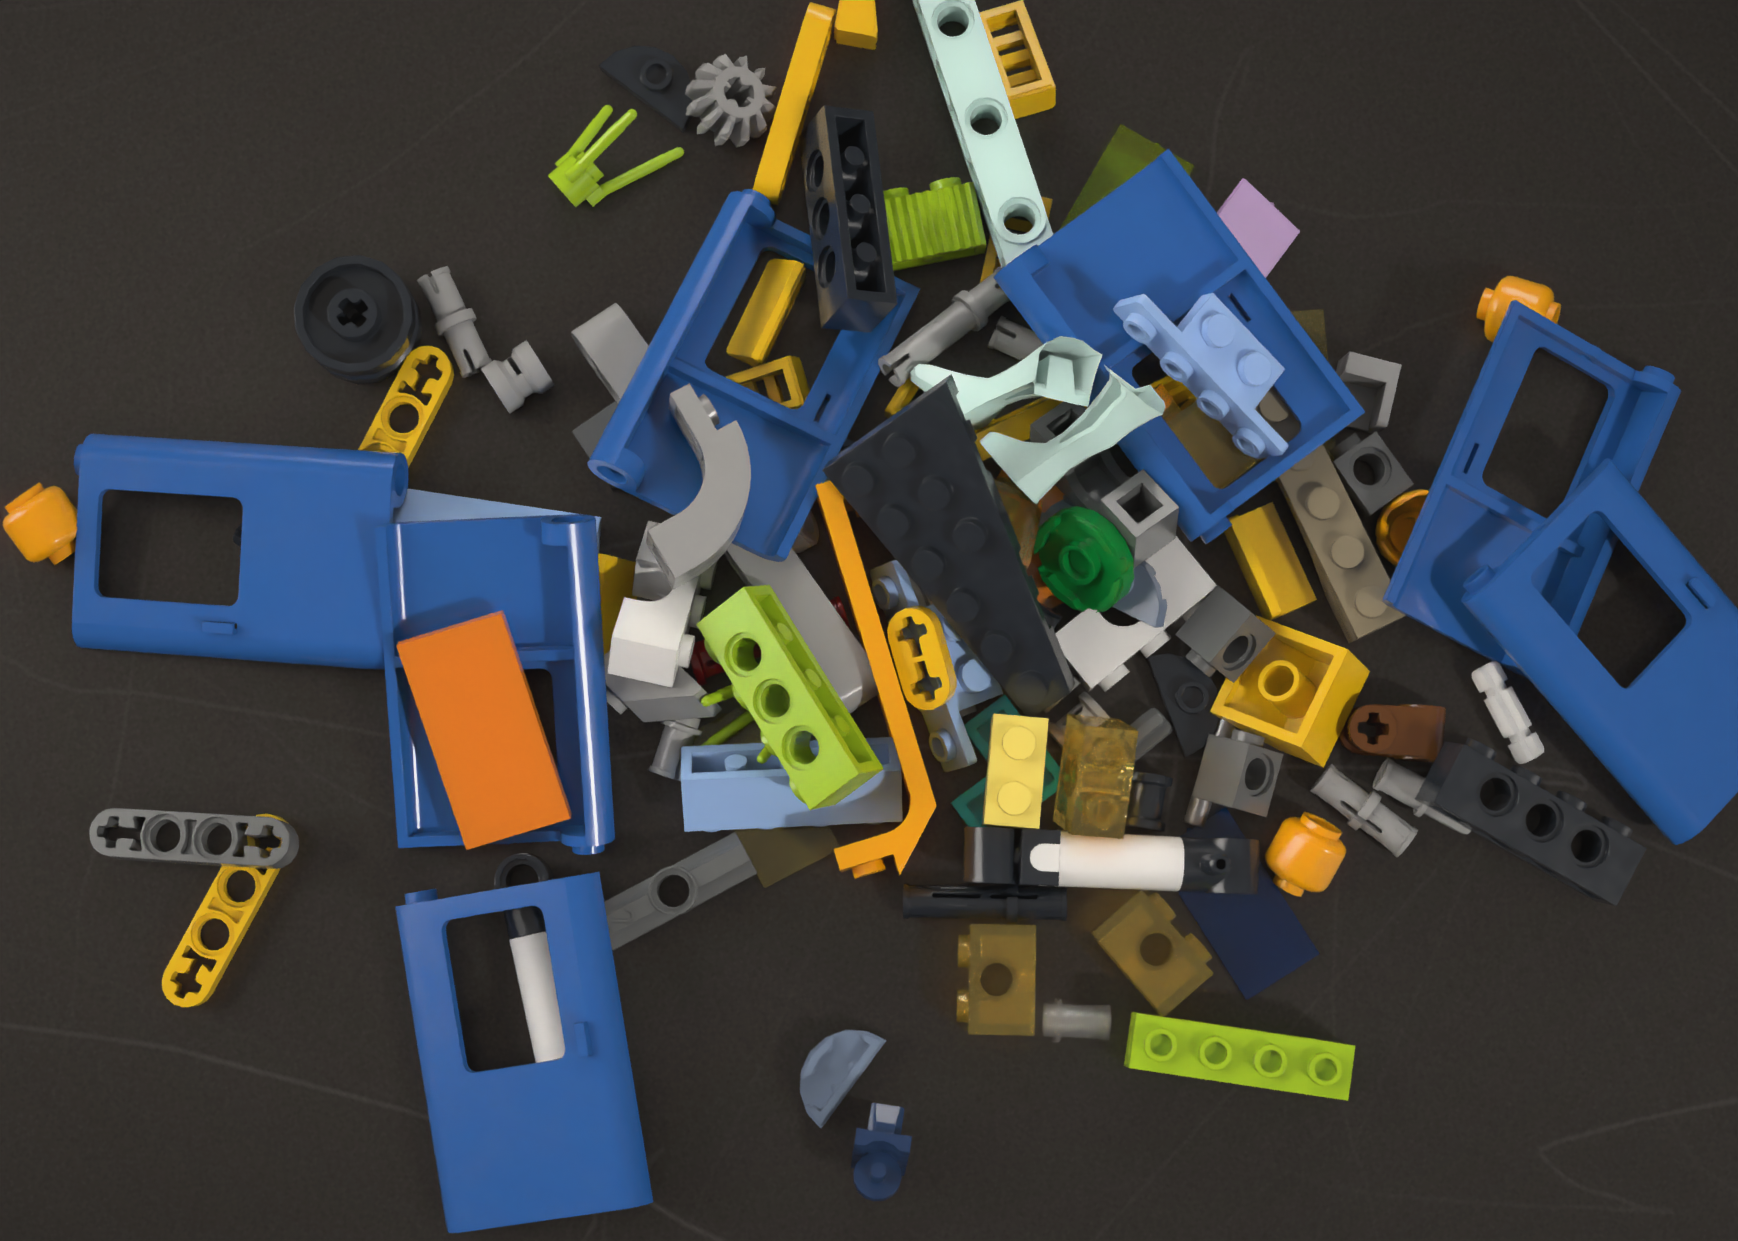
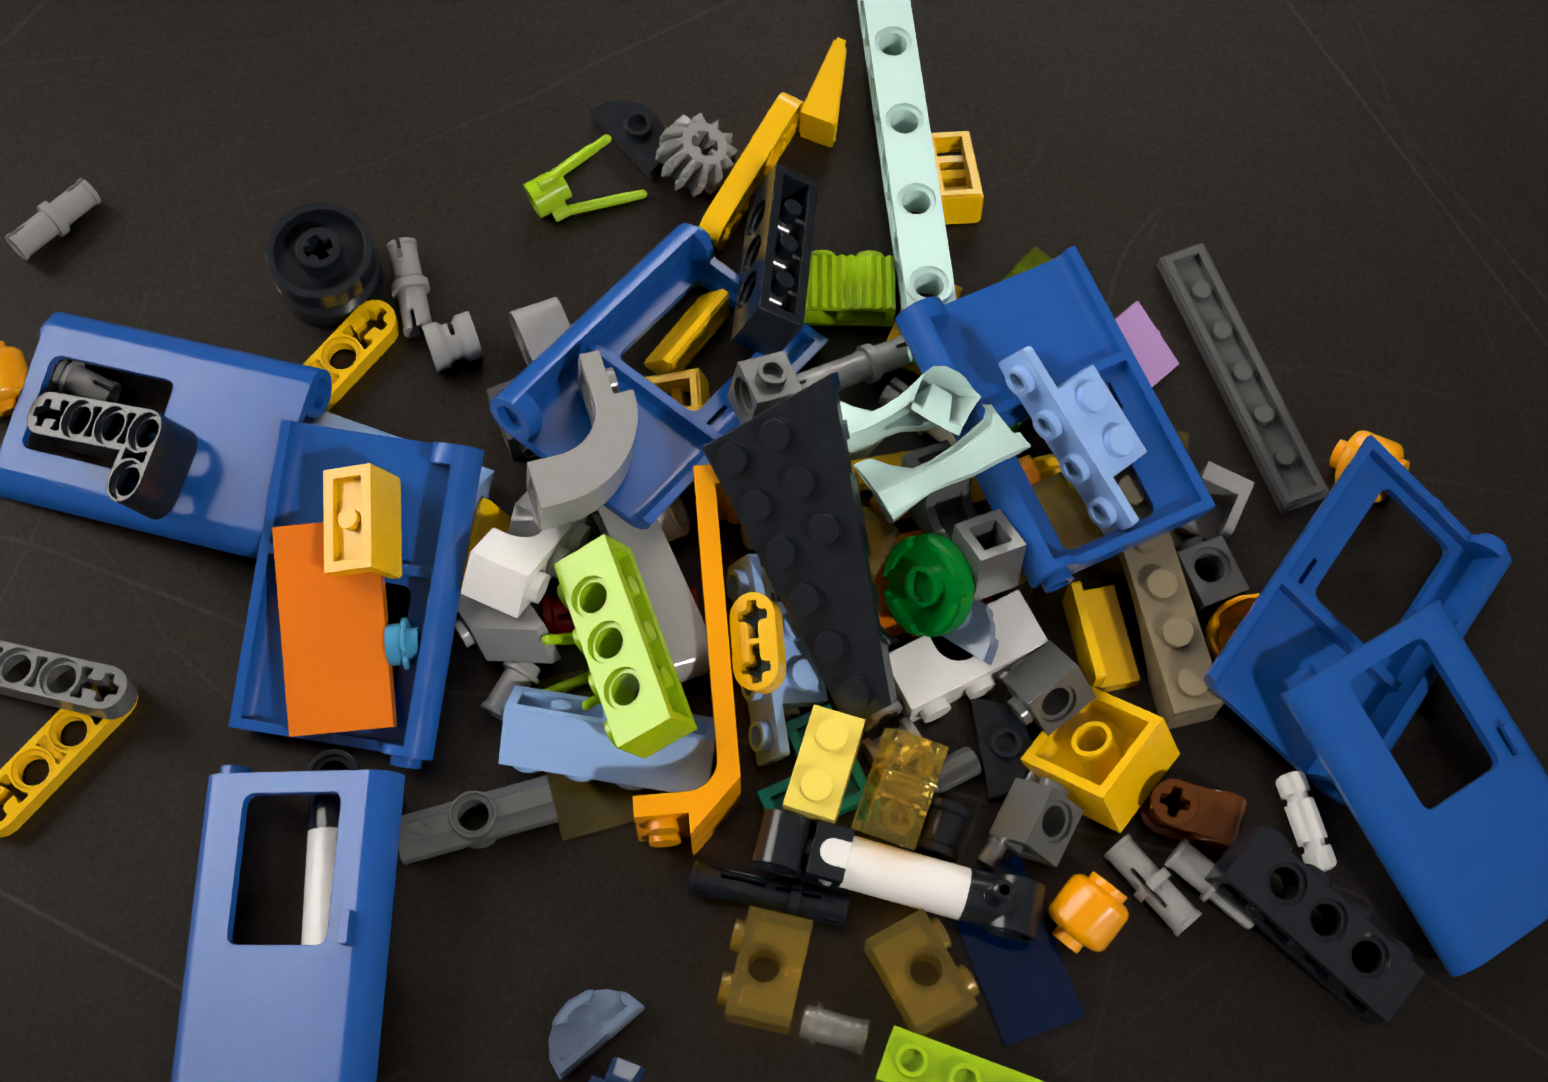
camera: 10 degrees right, 15 degrees down
(44, 323) = (53, 219): none -> light grey pin
(139, 508) = (75, 379): none -> light grey pin
(247, 584) = (147, 448): none -> black beam
(489, 623) = (362, 521): none -> yellow panel
(558, 732) = (402, 643): none -> dark azure plate
(871, 382) = (761, 385): none -> dark grey brick
(1368, 232) = (1242, 379): none -> dark grey tile

